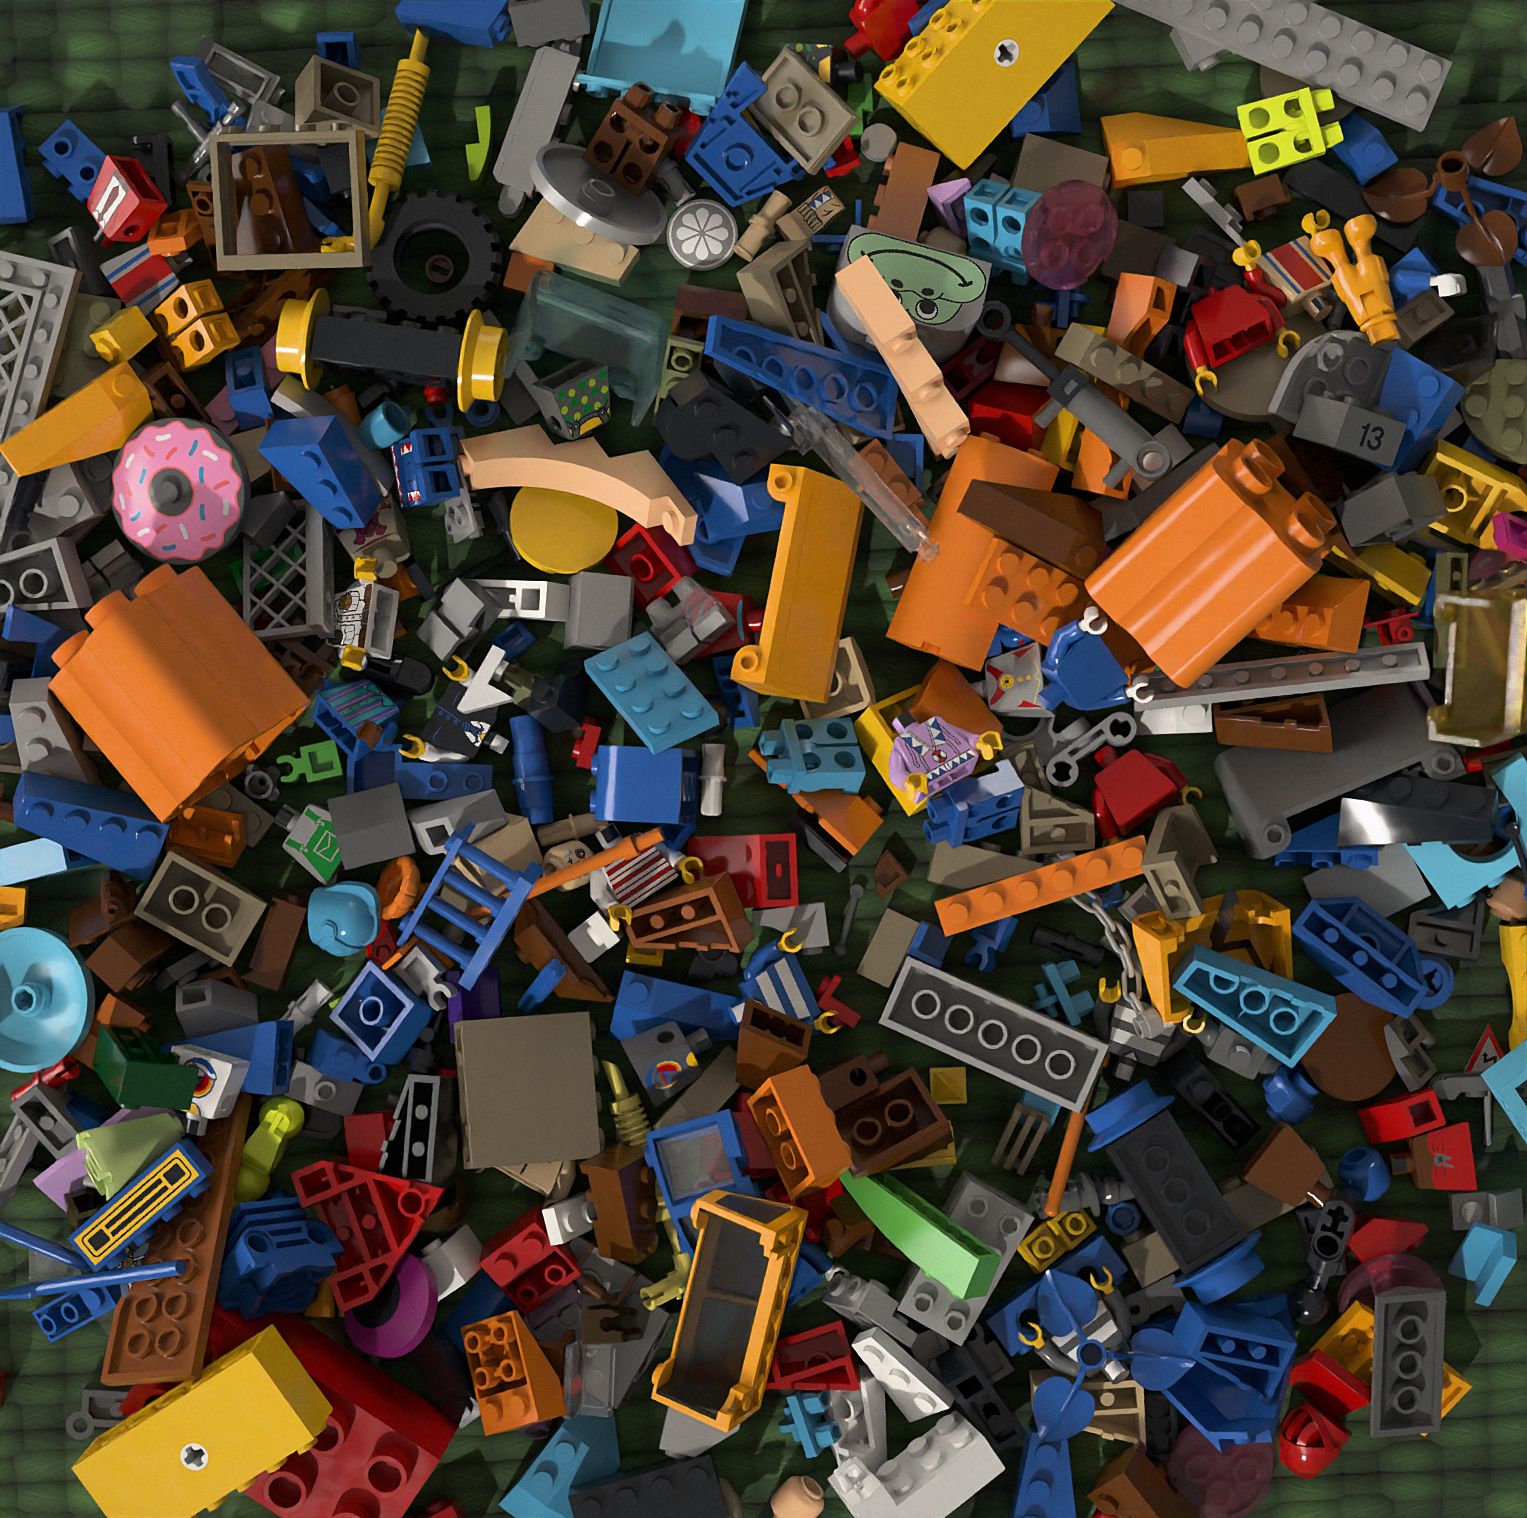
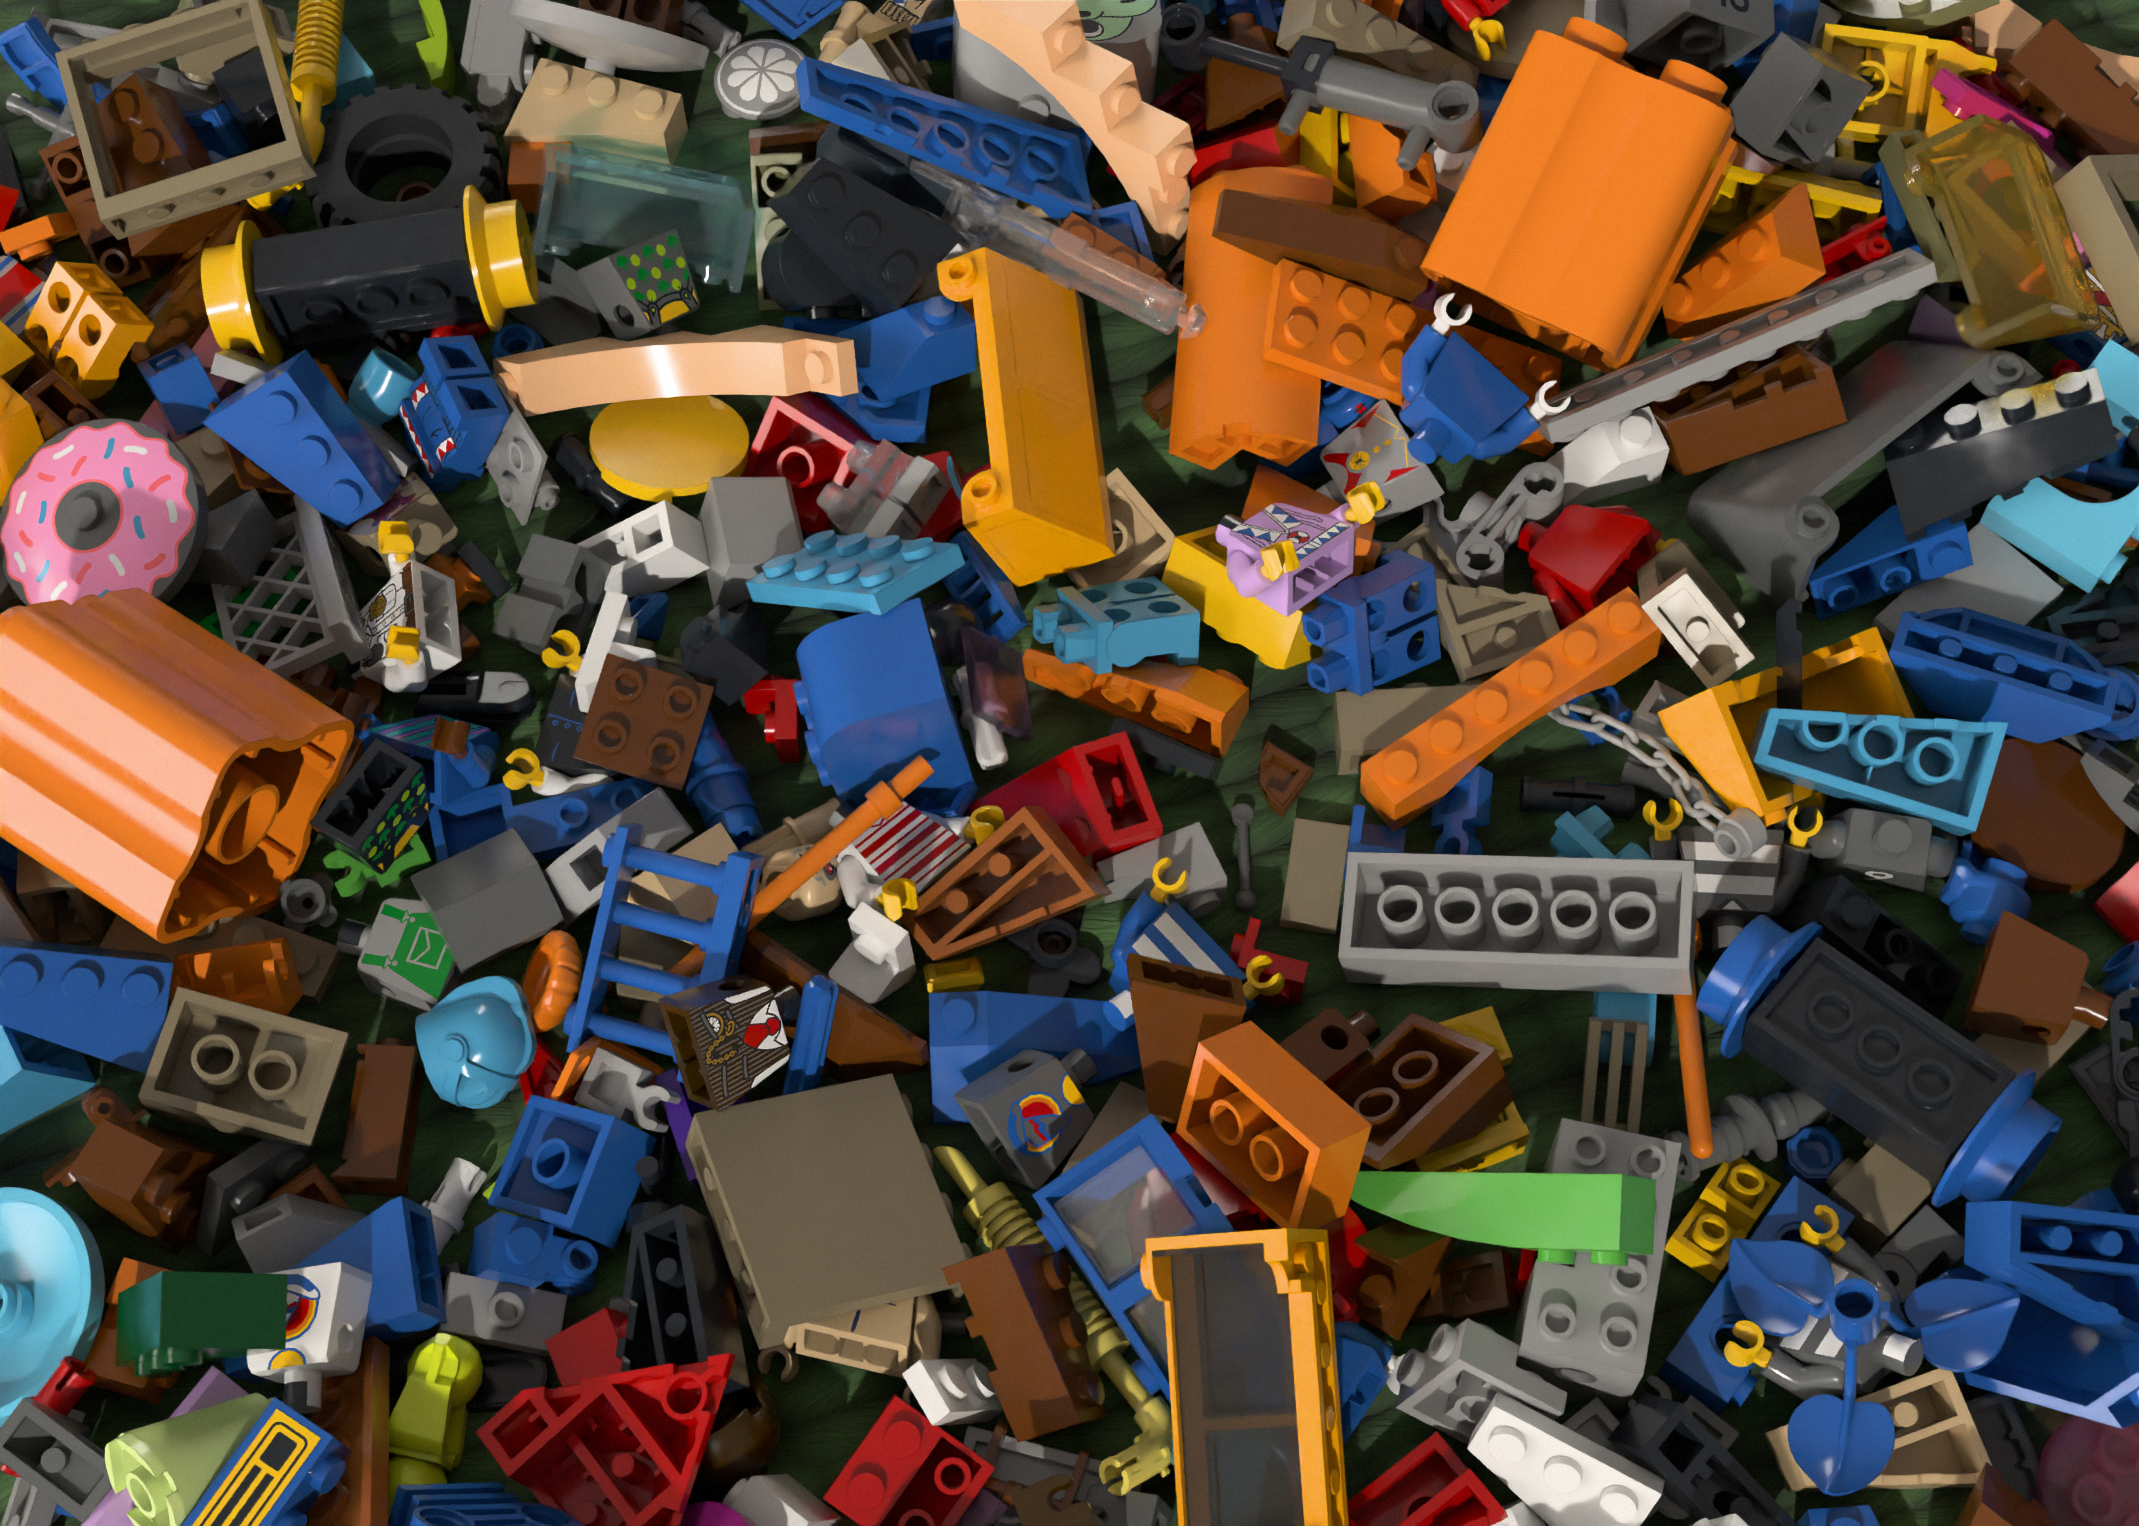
camera: 15 degrees left, 25 degrees down
(310, 762) = (370, 813): none -> black torso
(494, 743) = (643, 722): none -> reddish brown hinge
(495, 976) = (728, 1036): none -> torso
(727, 764) = (996, 683): none -> piece

